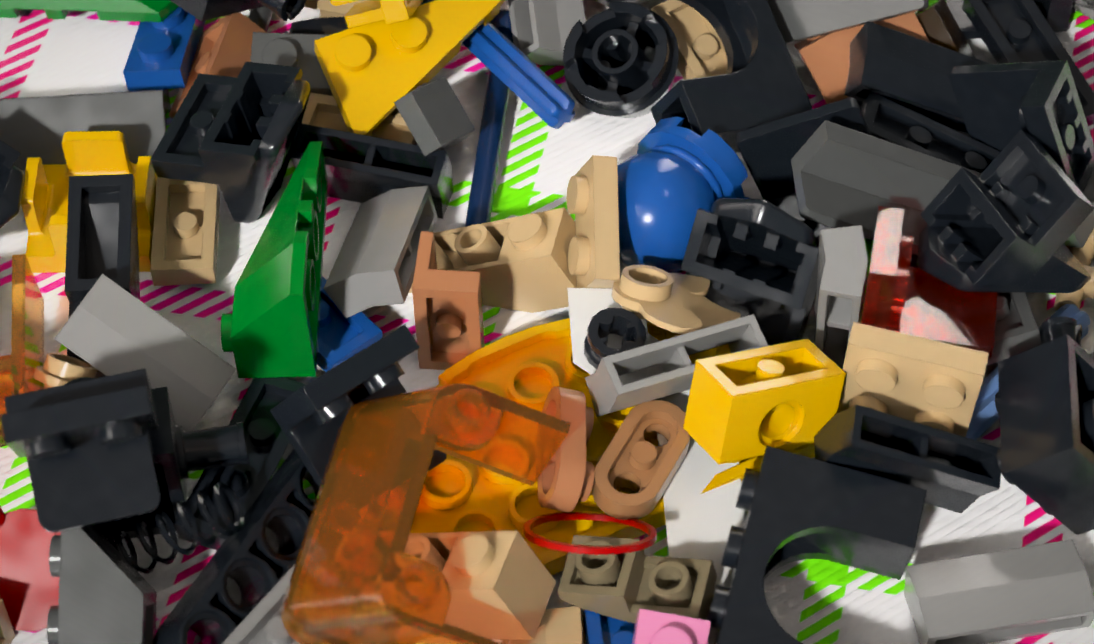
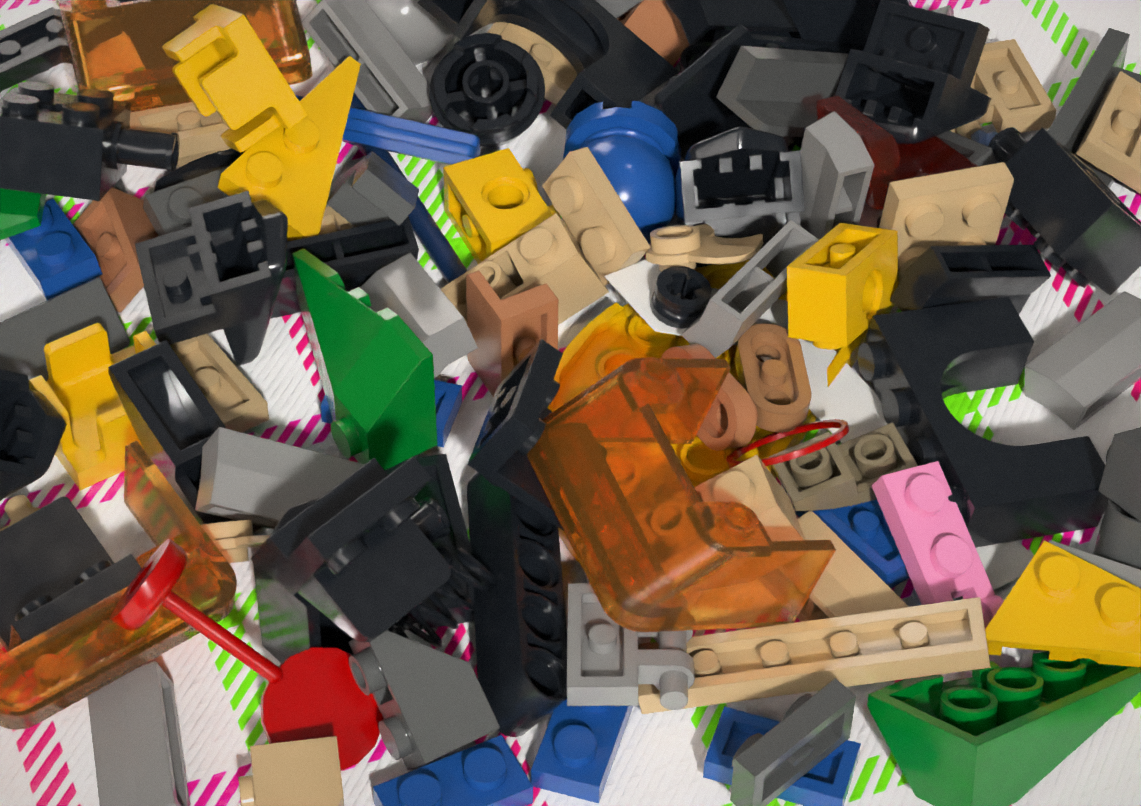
camera: 35 degrees left, 5 degrees down
(544, 162) = (492, 202): none -> yellow brick

